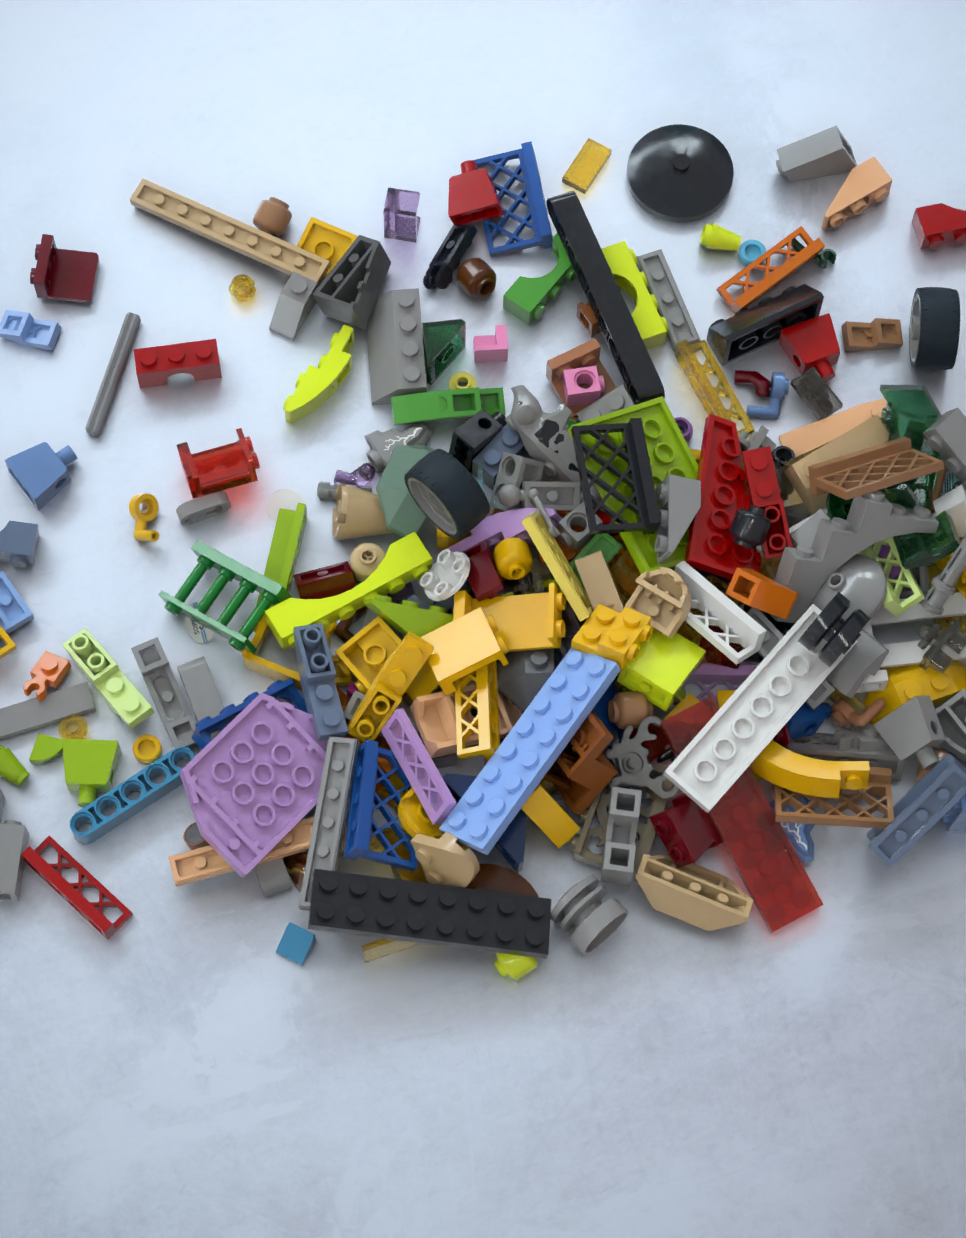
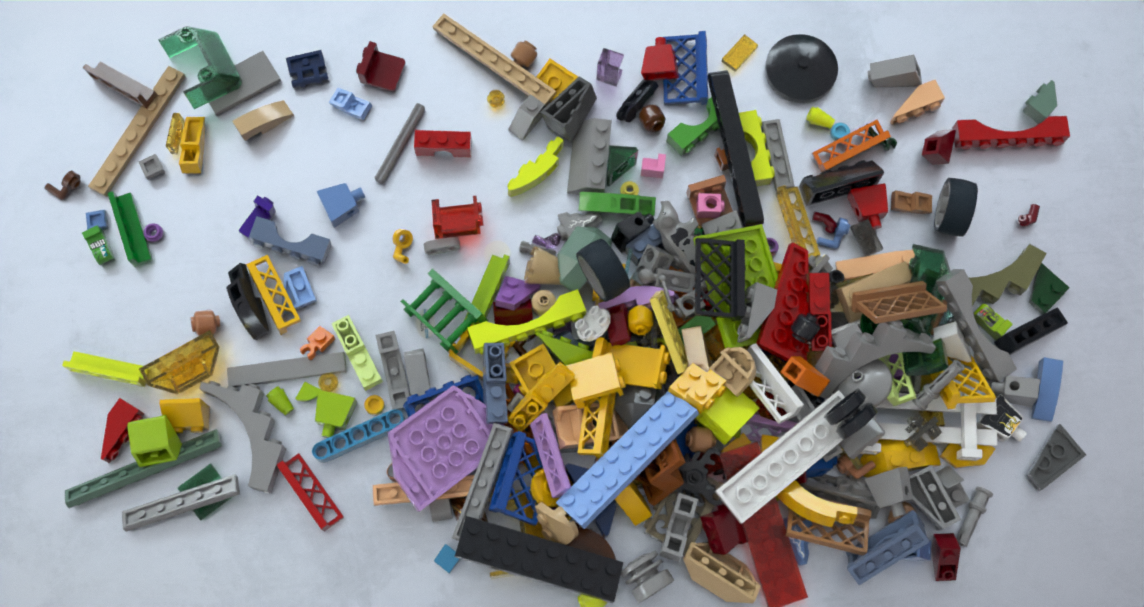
camera: 10 degrees right, 5 degrees up
(323, 555) = (515, 292): none -> medium lavender wing
(897, 251) = (939, 146): none -> dark red slope

